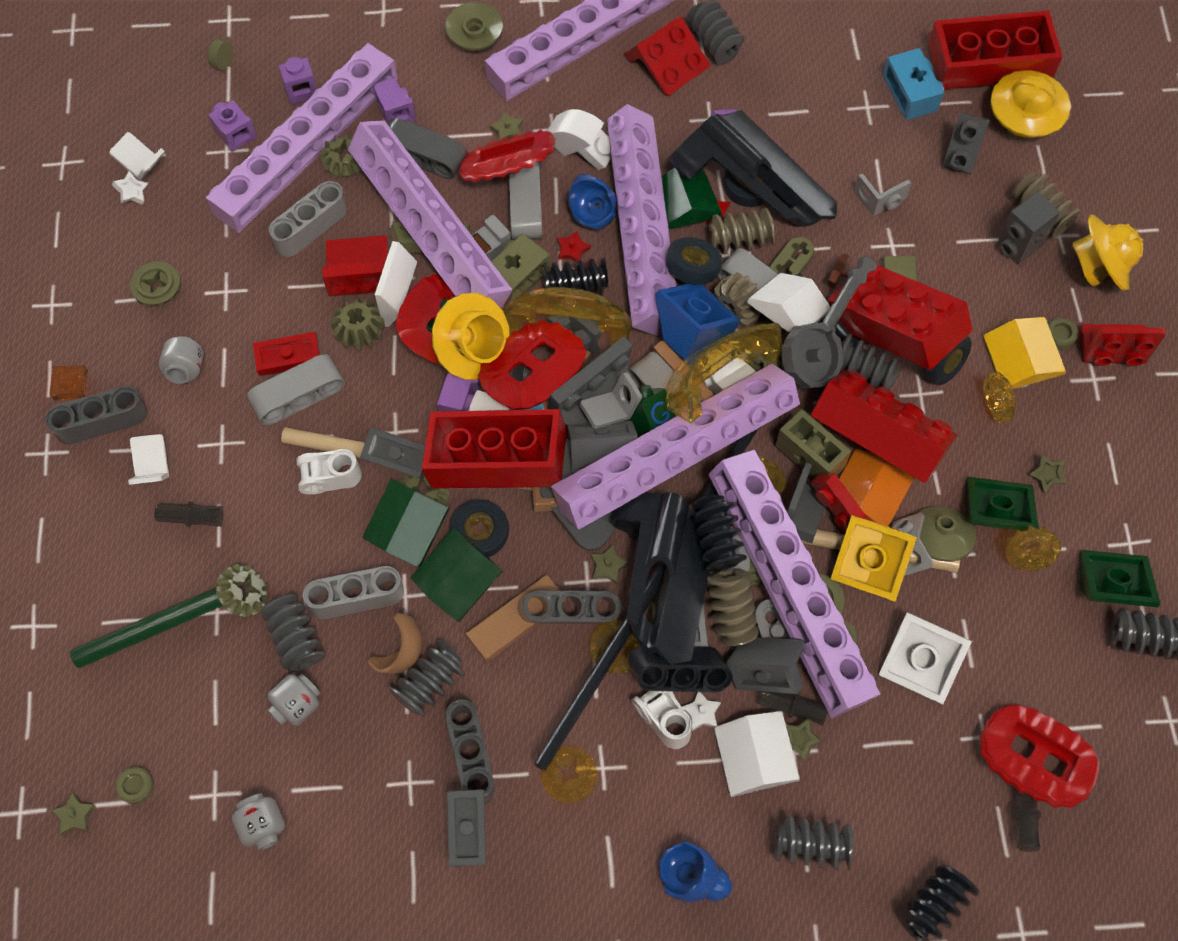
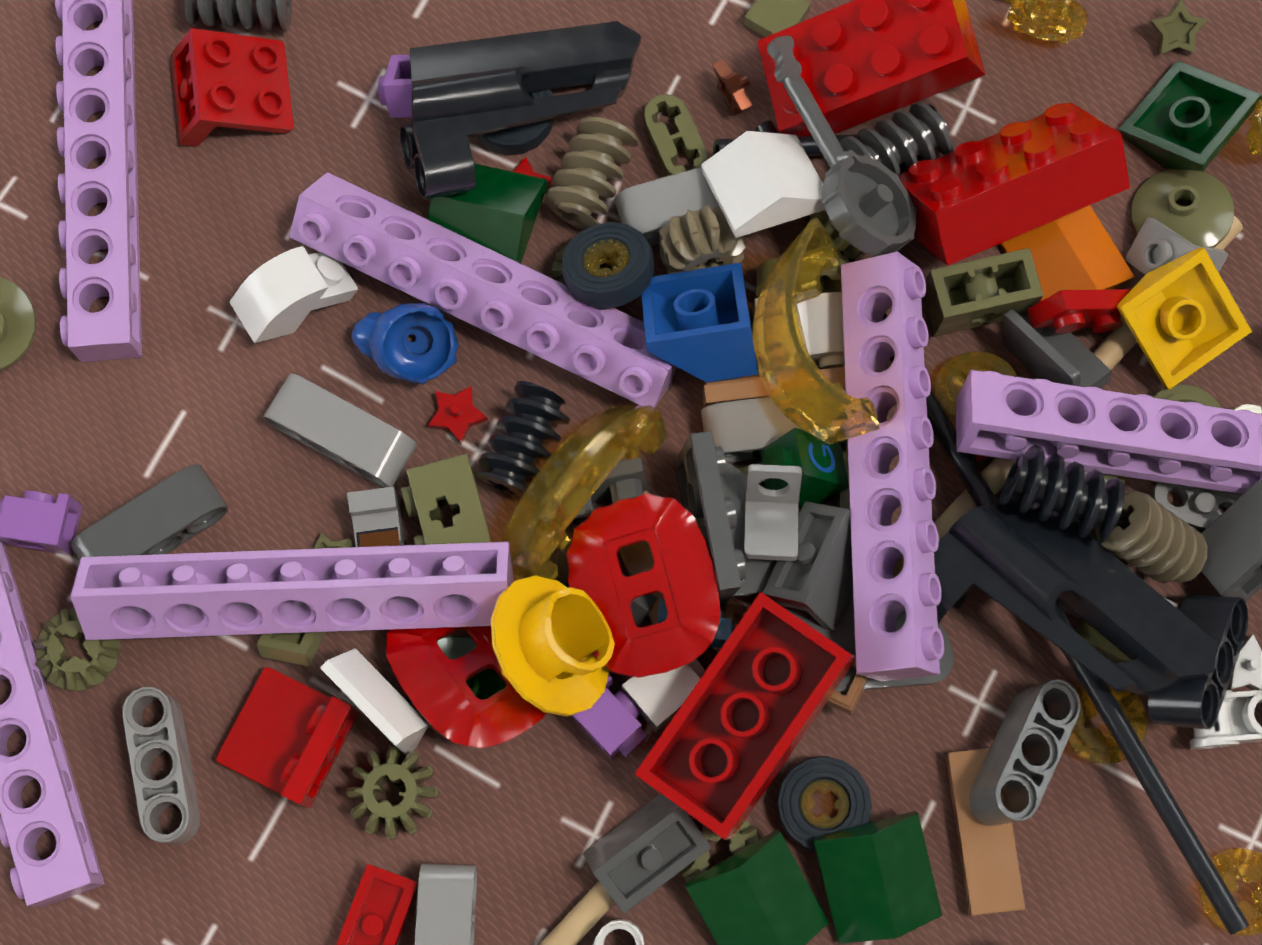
camera: 60 degrees left, 10 degrees up
(506, 156) = (242, 403): red piece -> none
(507, 126) = (193, 383): olive piece -> none
(608, 565) = (975, 661): olive piece -> none

